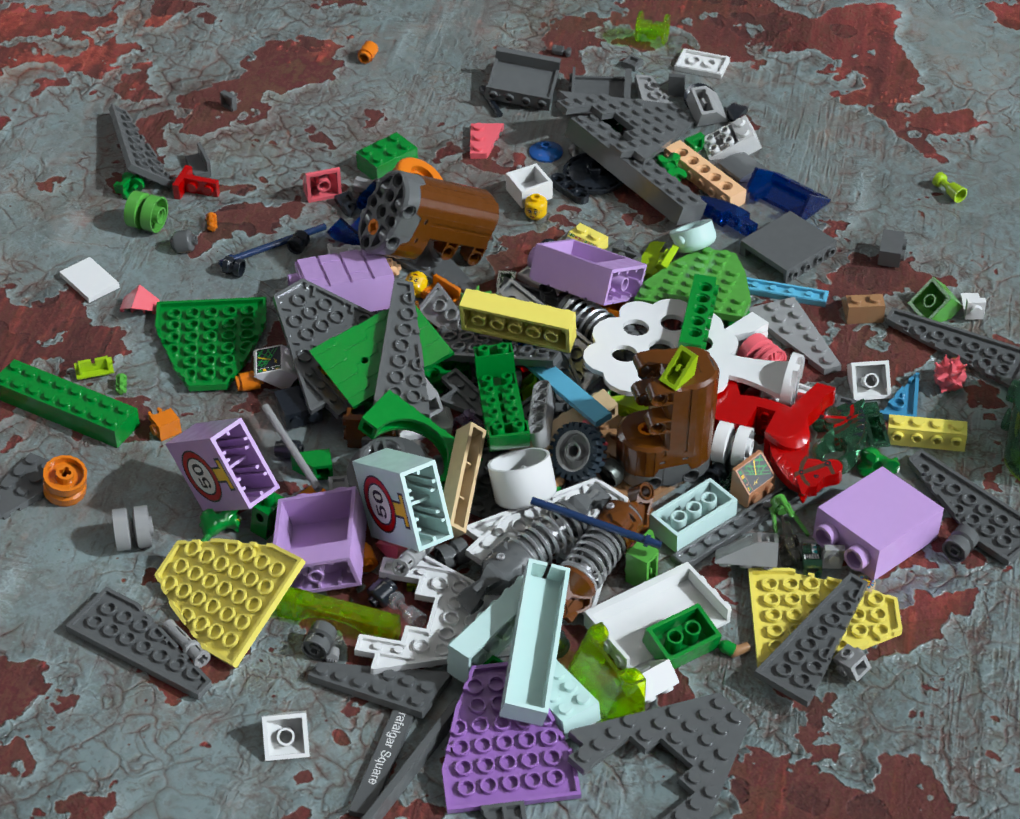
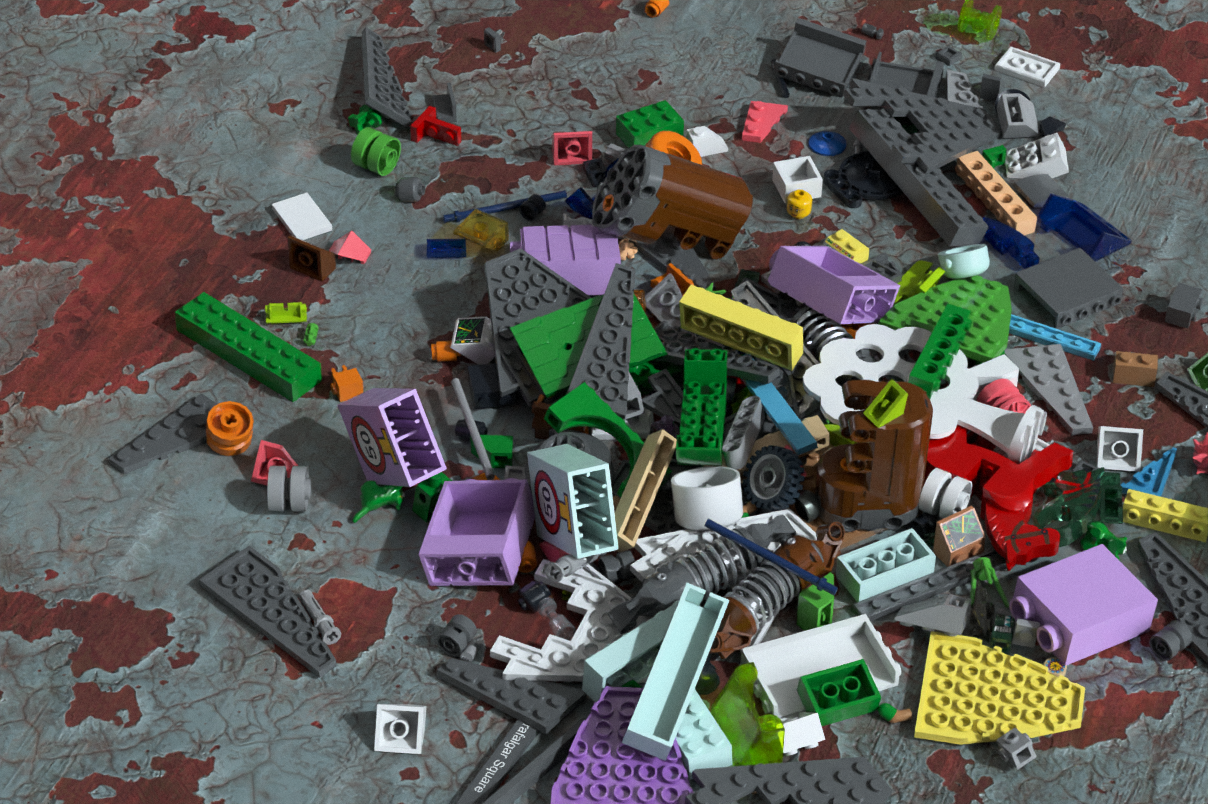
camera: 10 degrees right, 0 degrees up
(106, 315) = (310, 259): none -> reddish brown slope
(106, 501) = (270, 455): none -> coral slope
(210, 338) = (415, 298): green wing -> none
(211, 221) = (445, 171): orange piece -> none
(226, 590) = (370, 568): light yellow wing -> none
(228, 288) = (446, 248): none -> clear blue plate
(233, 266) = (452, 221): black wheel -> none
(260, 267) = (484, 230): none -> clear yellow slope
(303, 604) = (445, 595): clear neon green arch -> none
(419, 282) = (646, 271): yellow head -> none
(441, 162) = (706, 141): none -> white slope
(671, 165) = (959, 179): green animal -> none
(806, 653) = (967, 732): dark grey wing -> none

